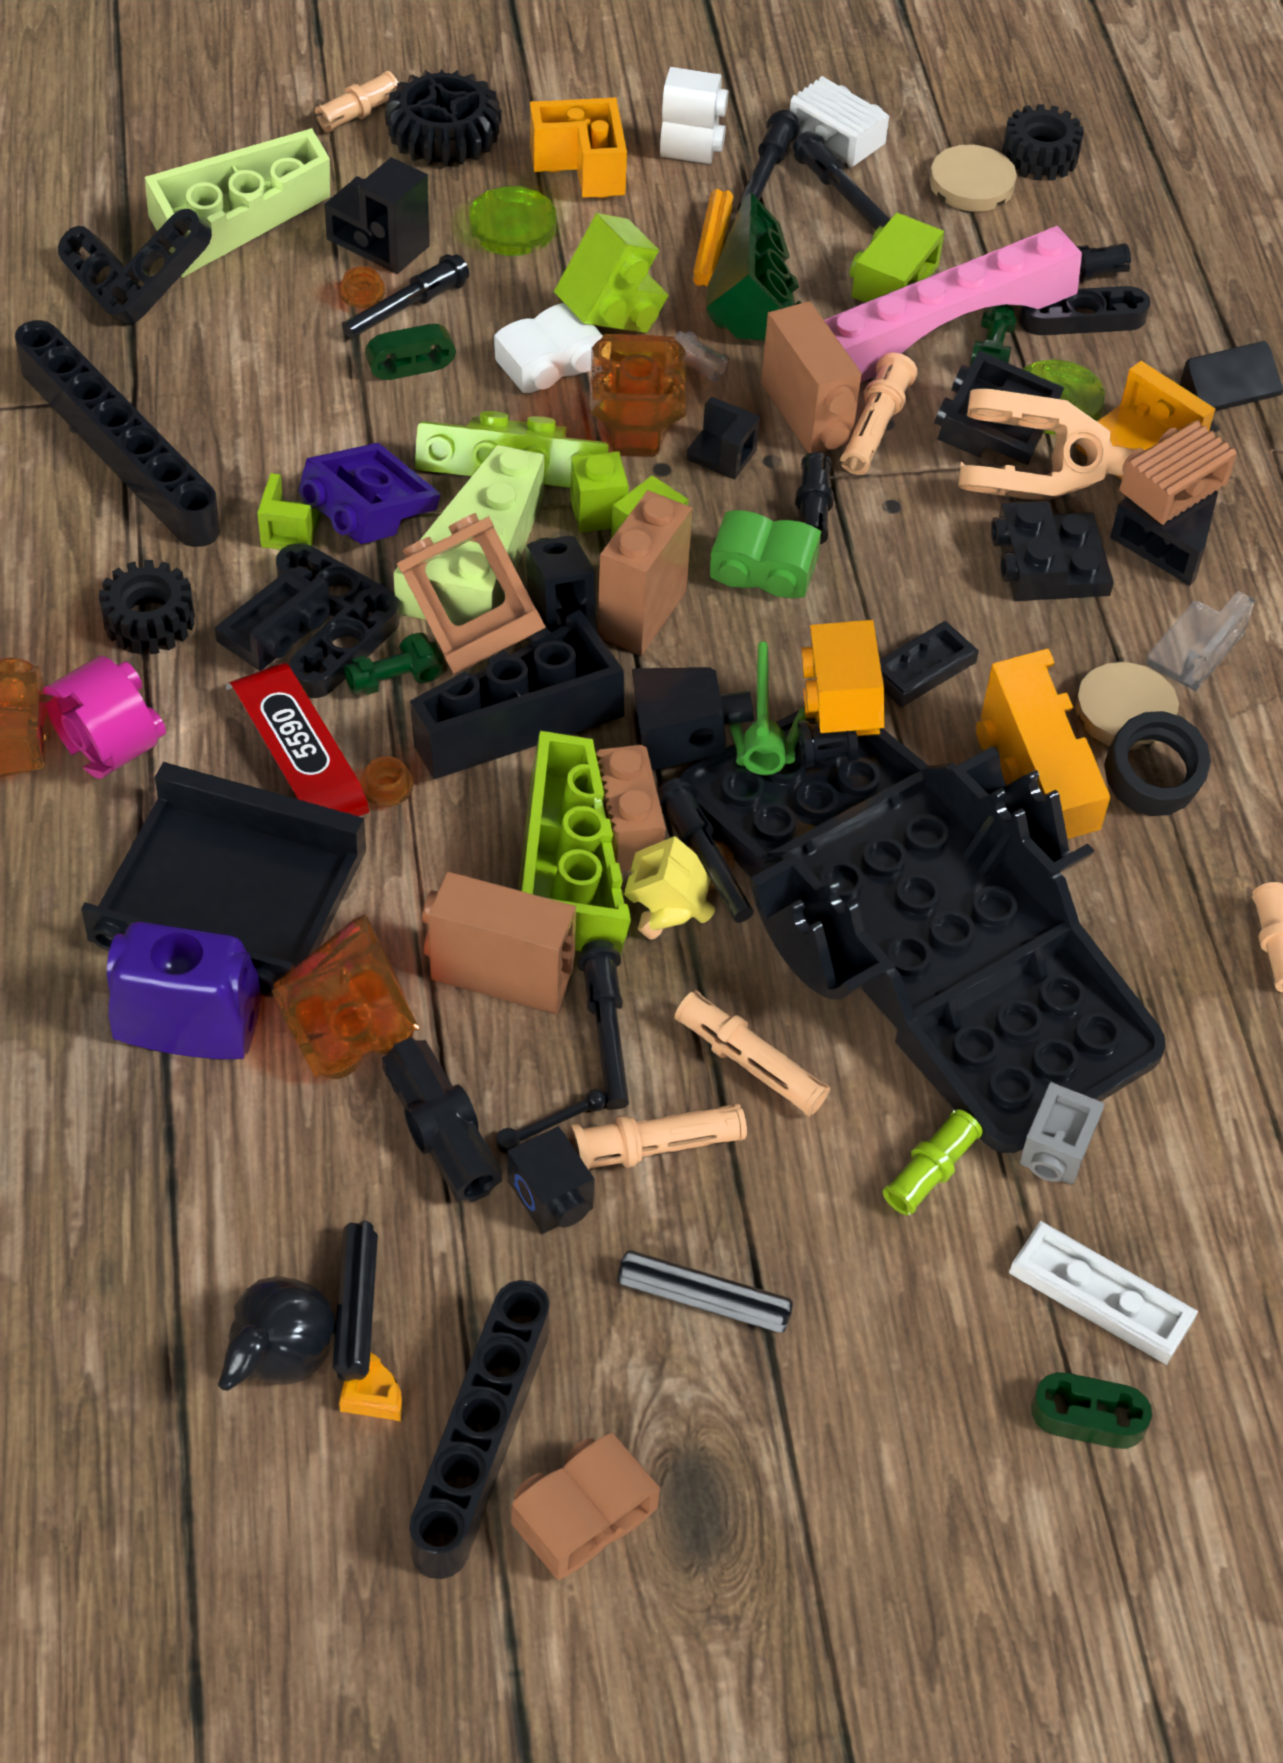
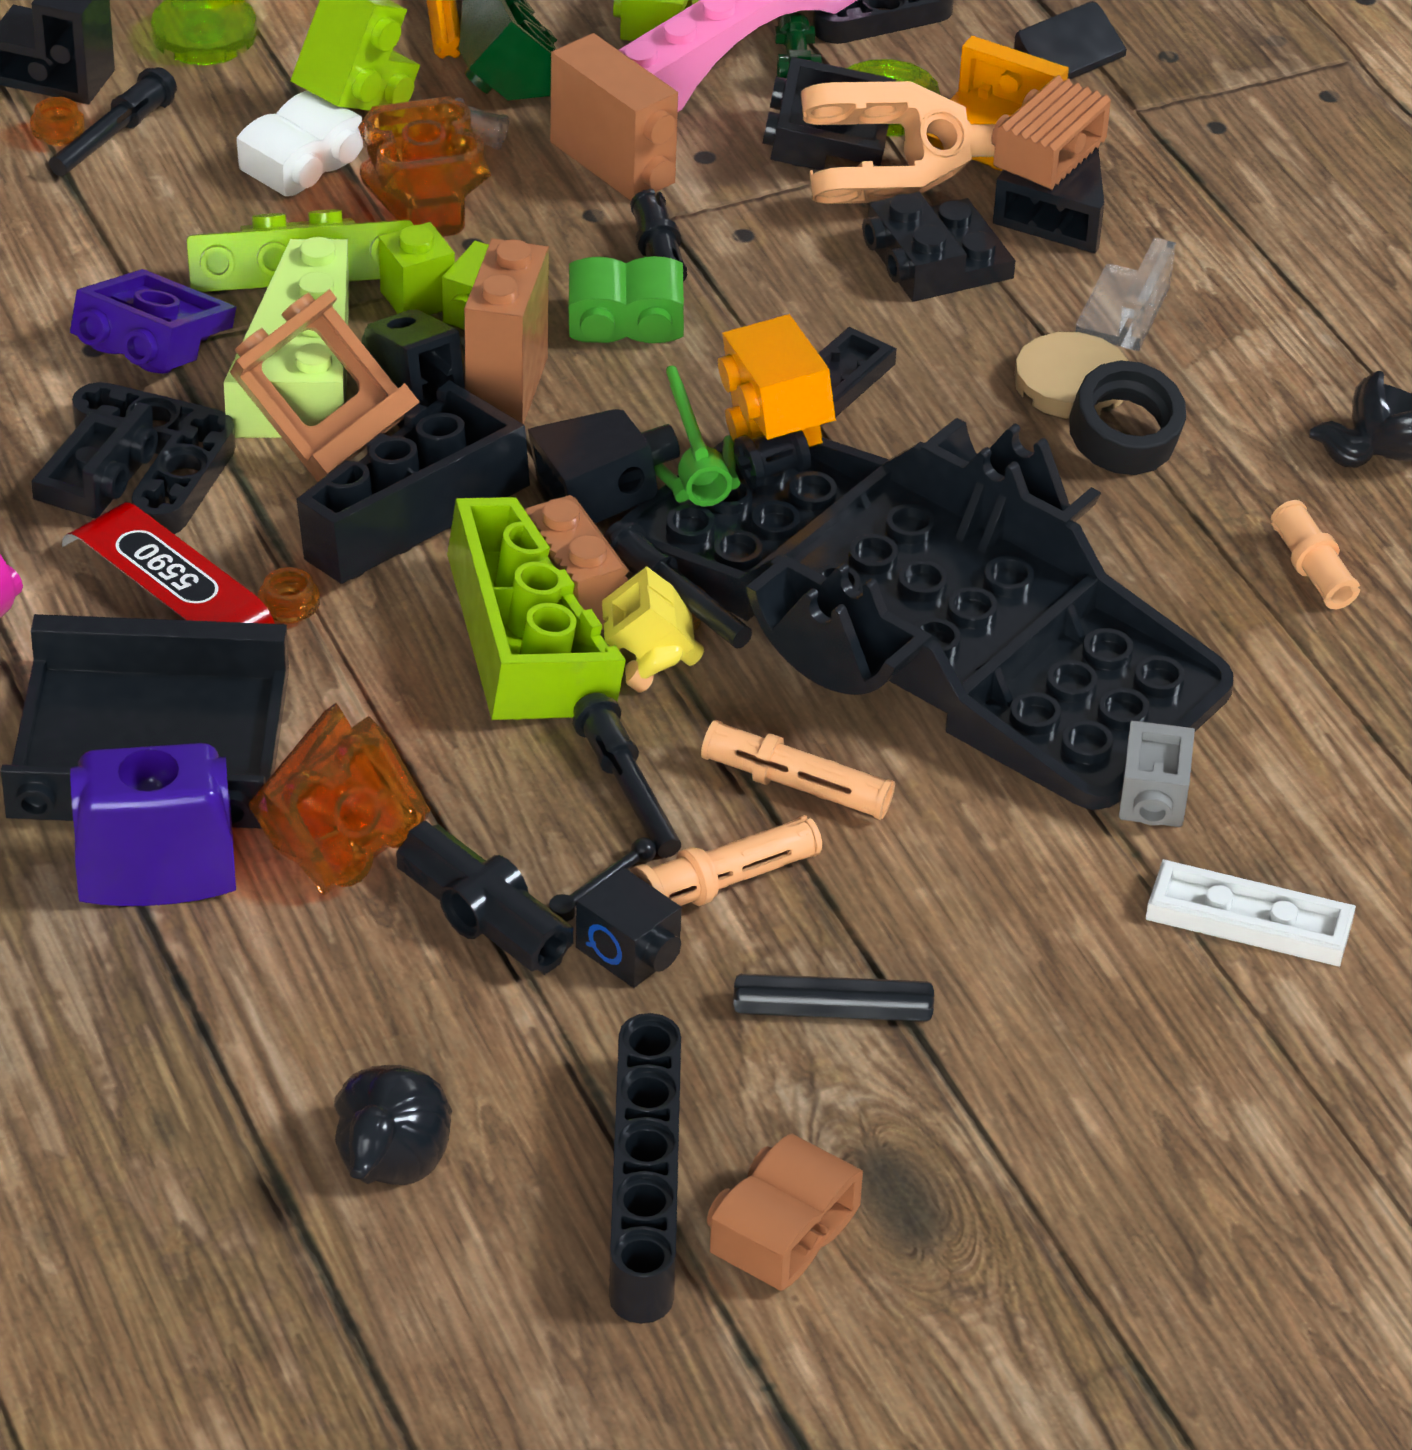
camera: 15 degrees left, 10 degrees down
(284, 521) = (65, 362): lime panel -> none
(355, 1301) = (460, 1081): black axle -> none
(373, 1396) = (506, 1164): light orange tile -> none
(410, 351) = (141, 174): dark green beam -> none
(416, 656) = (270, 469): dark green bar -> none
(500, 941) = (487, 711): nougat brick -> none
(726, 439) = (535, 197): black panel -> none
(883, 400) = (697, 132): light nougat pin -> none
(932, 1162) = (1029, 829): lime pin -> none
(1032, 732) = (981, 387): light orange wedge -> none
(1091, 1410) = (1279, 1018): dark green beam -> none

